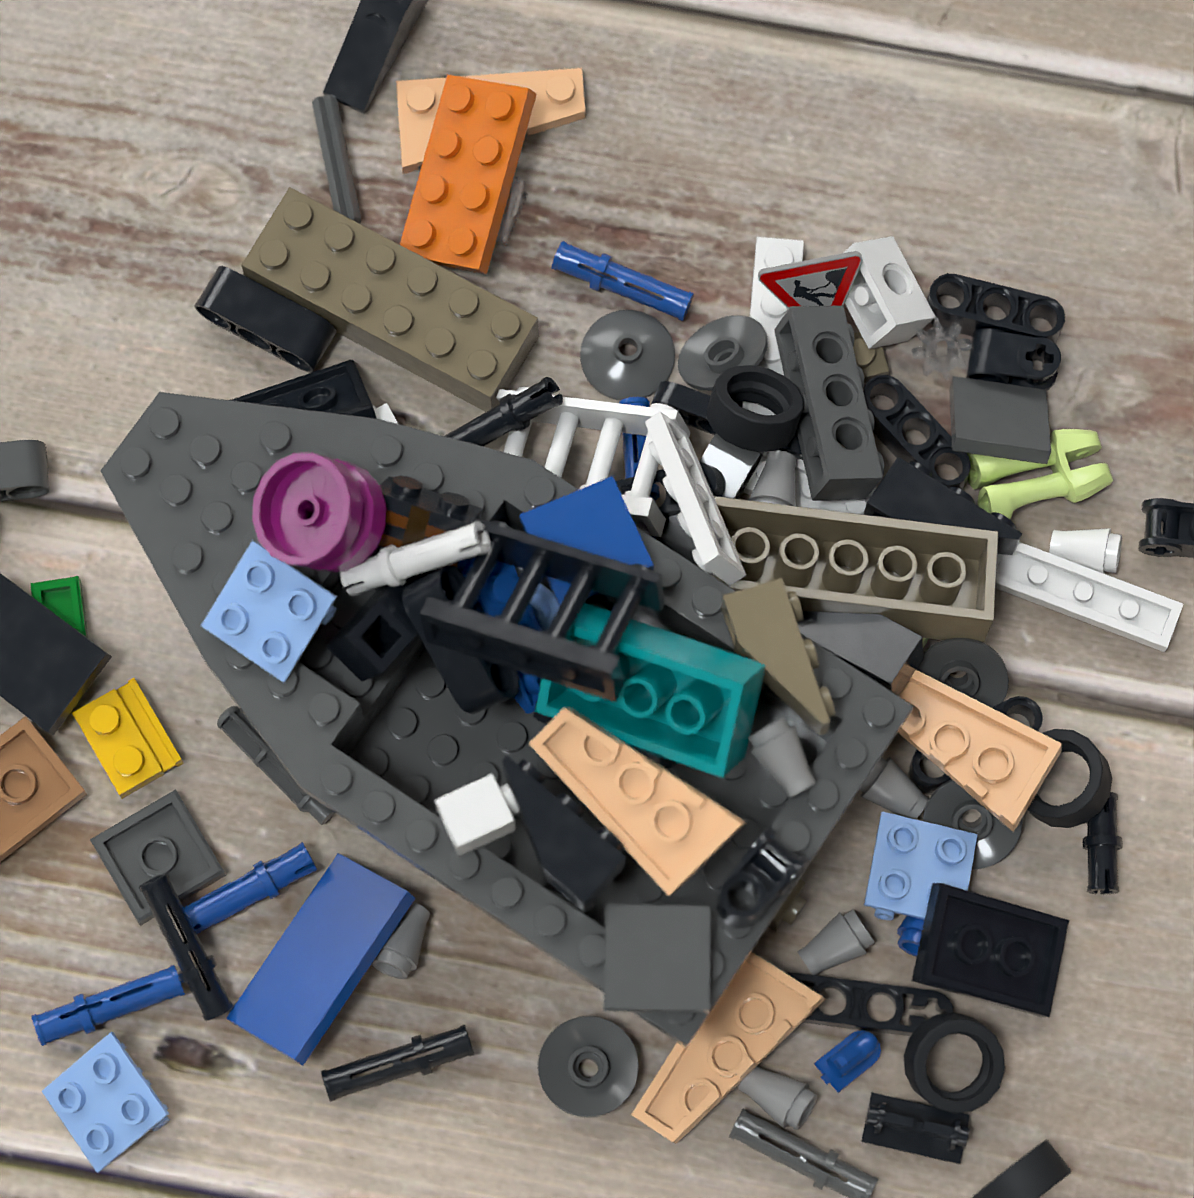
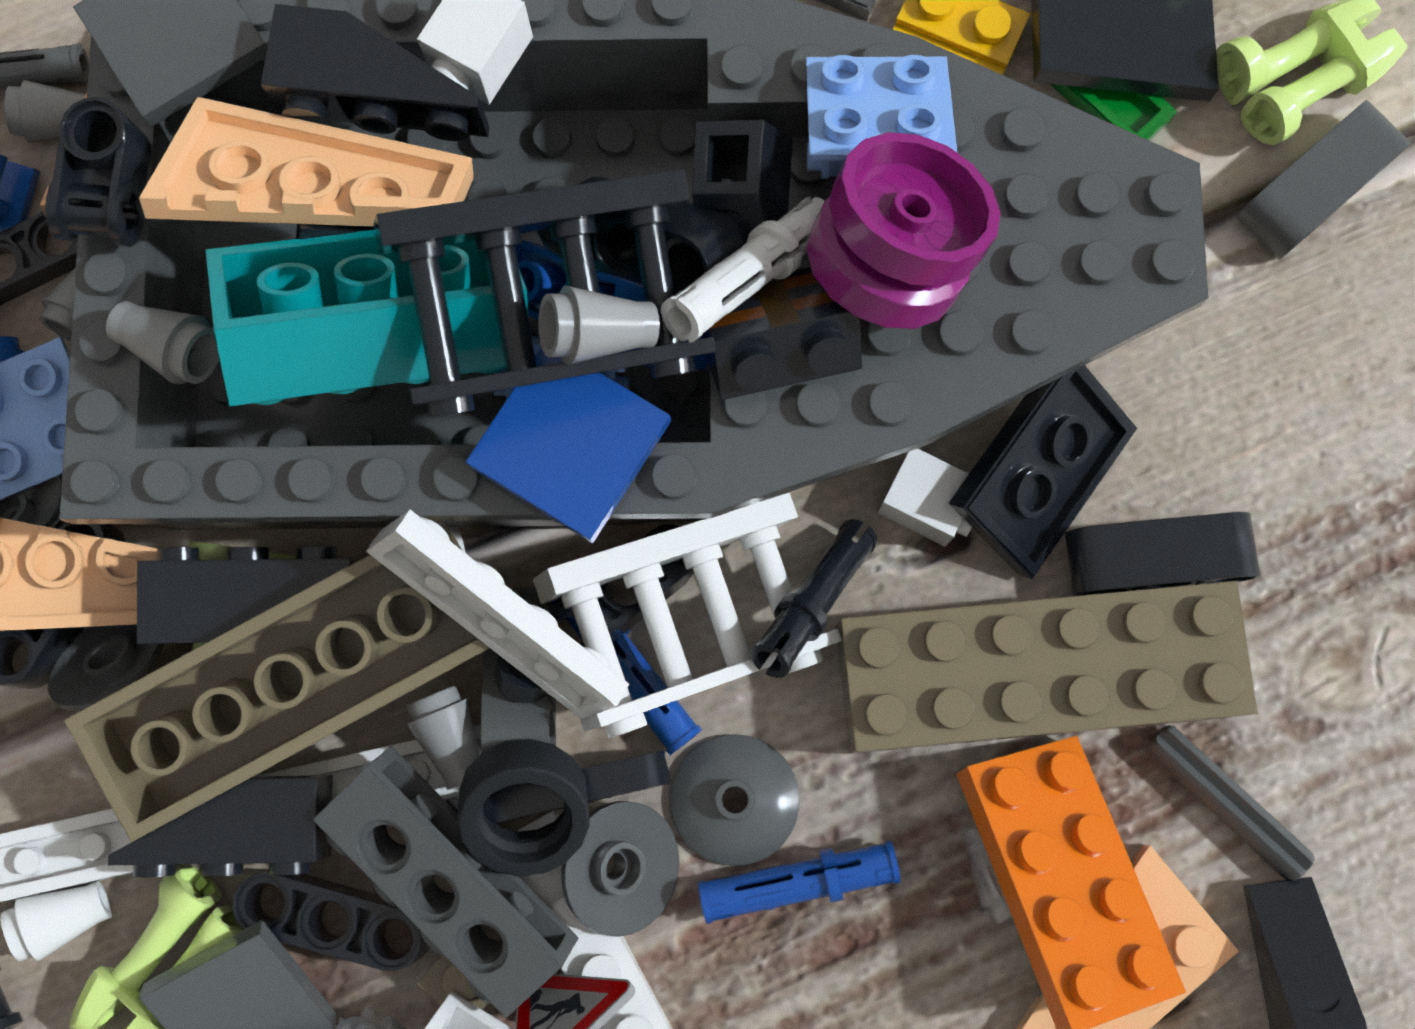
camera: 150 degrees right, 5 degrees up
(532, 559) = (592, 325): none -> light grey cone
(766, 631) = (255, 454): dark tan slope -> none

